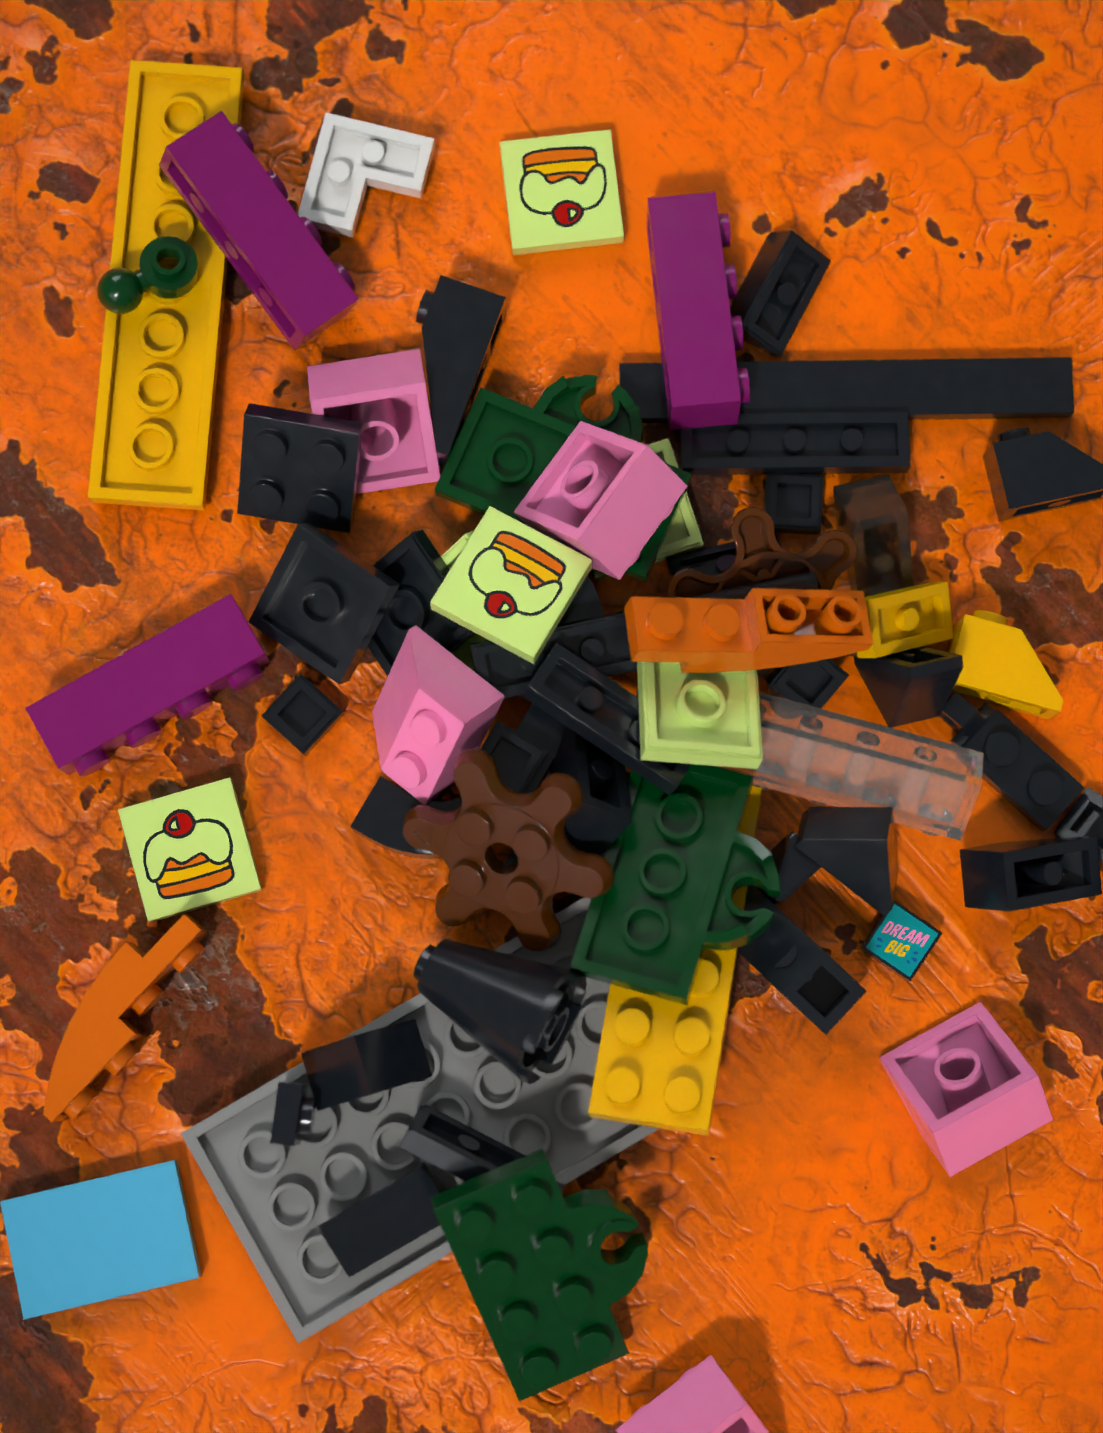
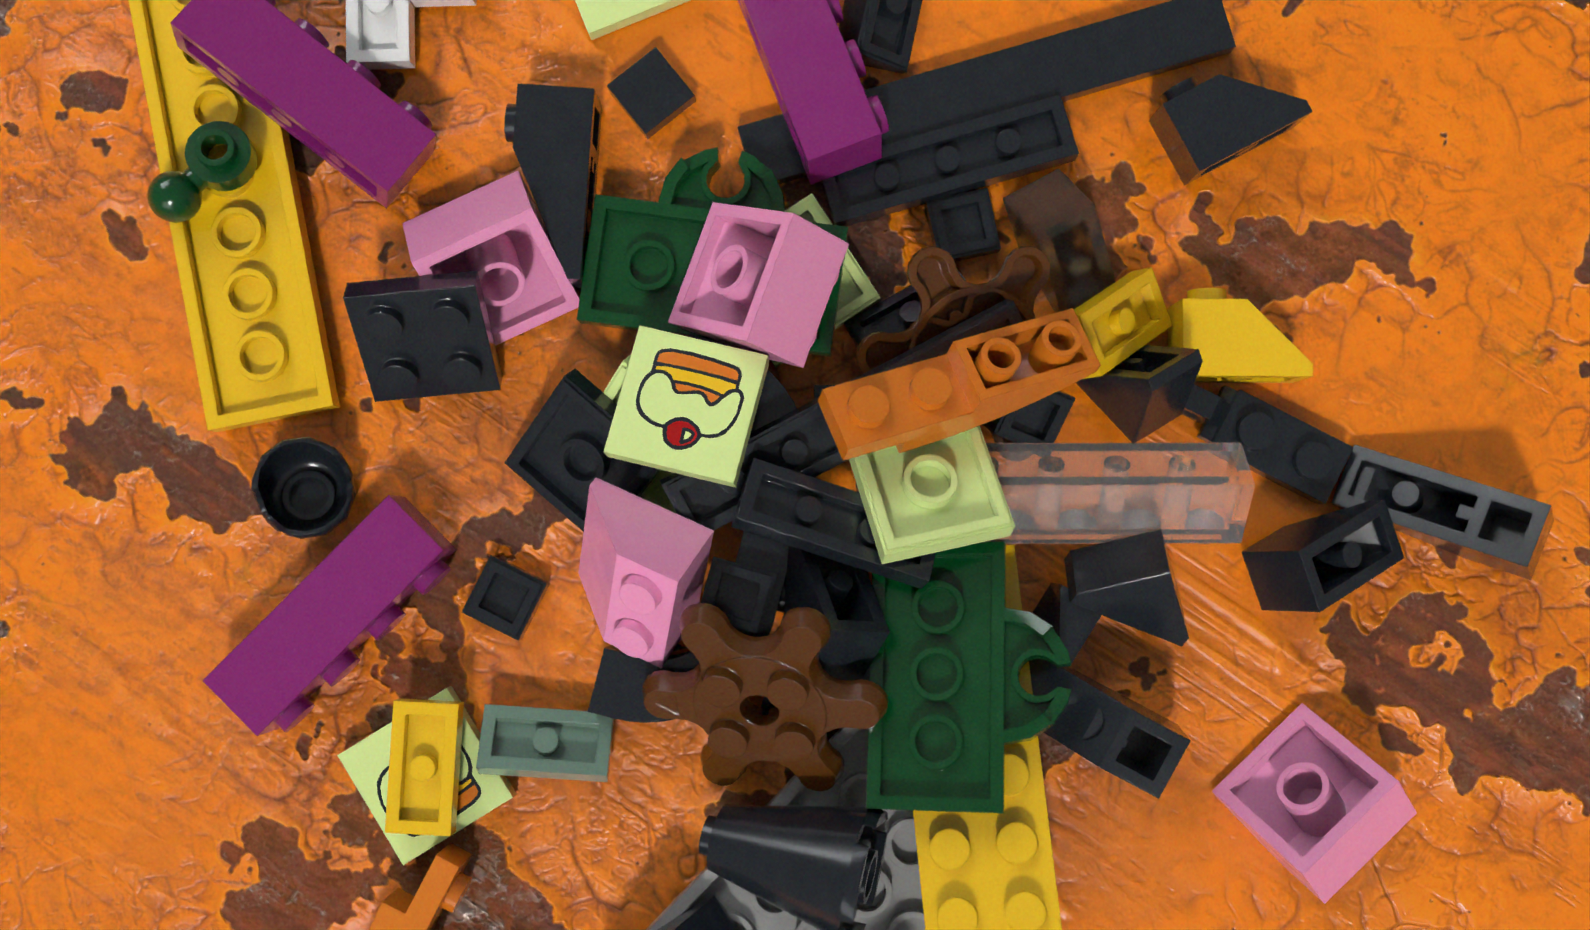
camera: 10 degrees left, 5 degrees up
(157, 569) = (303, 487): none -> black hair
(194, 836) = (424, 767): none -> yellow plate
(303, 848) = (545, 743): none -> sand green plate
(323, 602) = (492, 475): black plate -> none
(552, 314) = (651, 93): none -> black tile
(901, 941) = (1203, 664): tile -> none

